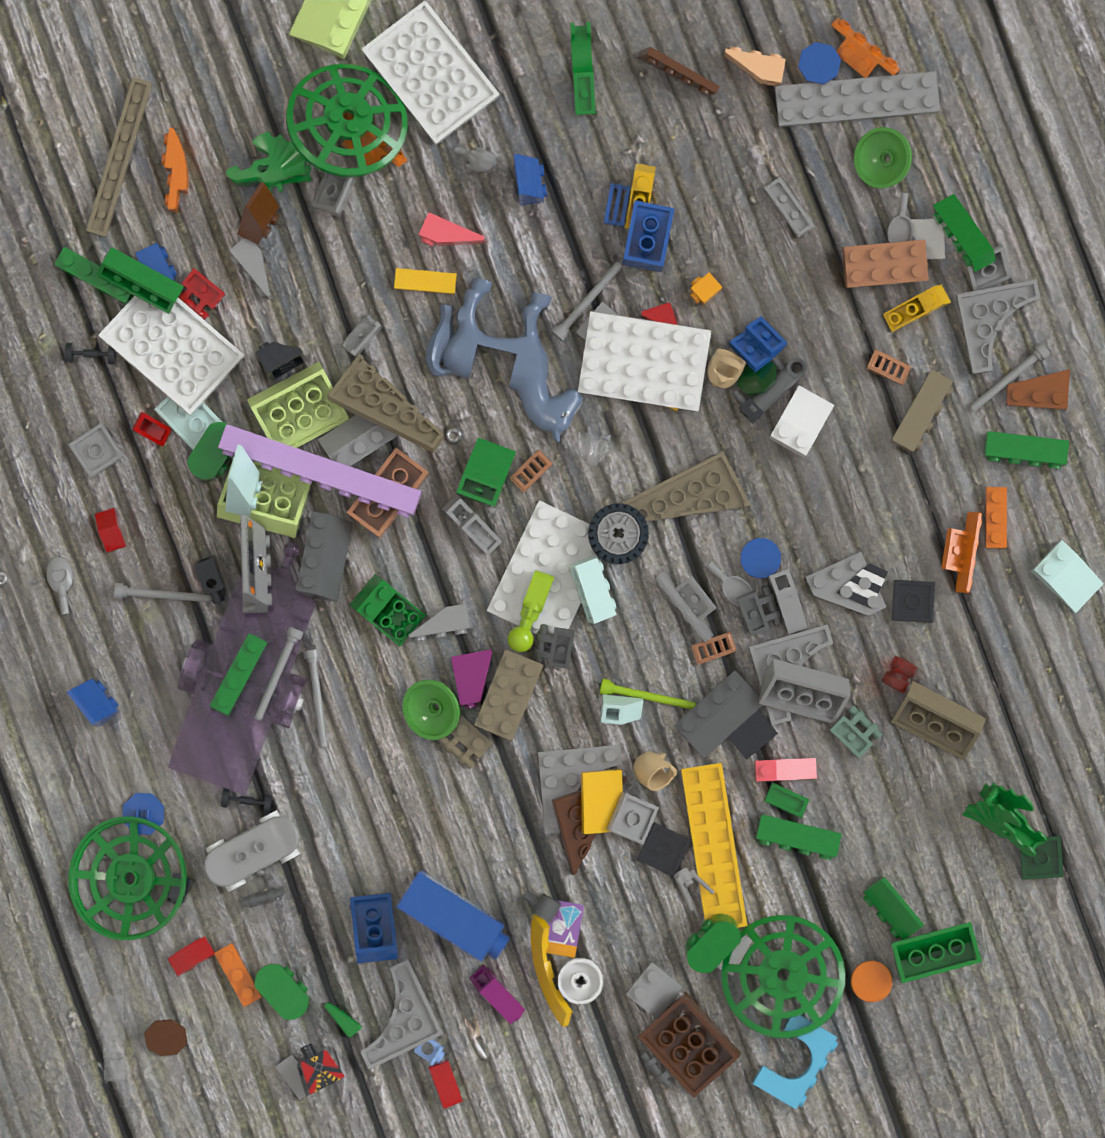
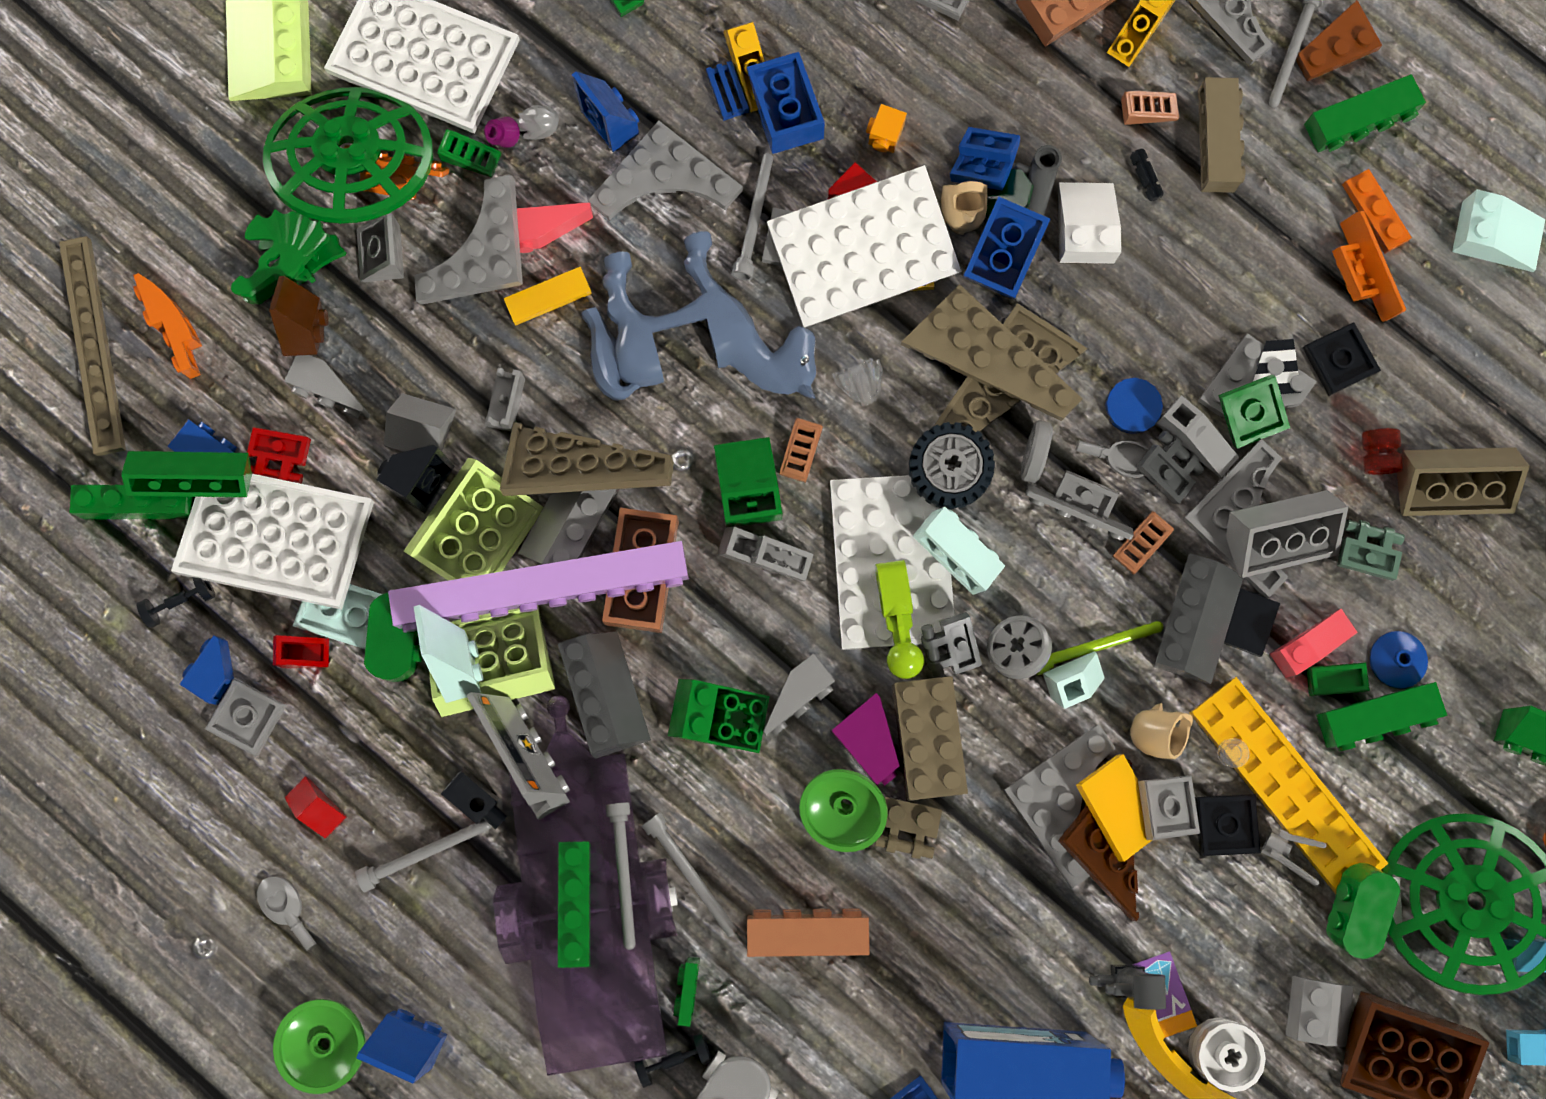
camera: 30 degrees left, 5 degrees down
(28, 670) = (299, 1048): none -> bright green dish
(89, 412) = (211, 671): none -> blue slope
(282, 757) = (685, 1002): none -> green plate
(298, 323) = (417, 424): none -> light grey slope
(368, 771) = (807, 933): none -> nougat brick
(401, 236) = (489, 255): none -> light grey plate
(414, 156) = (451, 138): none -> green slope
(454, 155) = (502, 132): none -> magenta hat
(546, 233) = (663, 165): none -> light grey plate
(607, 672) = (1028, 633): none -> light grey wheel
(677, 554) = (1036, 451): none -> light grey wheel
(680, 465) = (982, 348): none -> dark tan wing
(690, 807) = (1233, 753): none -> clear tile
(732, 413) = (1006, 248): none -> blue slope
(822, 807) = (1386, 662): none -> blue dish
(832, 604) = (1254, 411): none -> green plate
(859, 411) = (1146, 175): none -> black axle

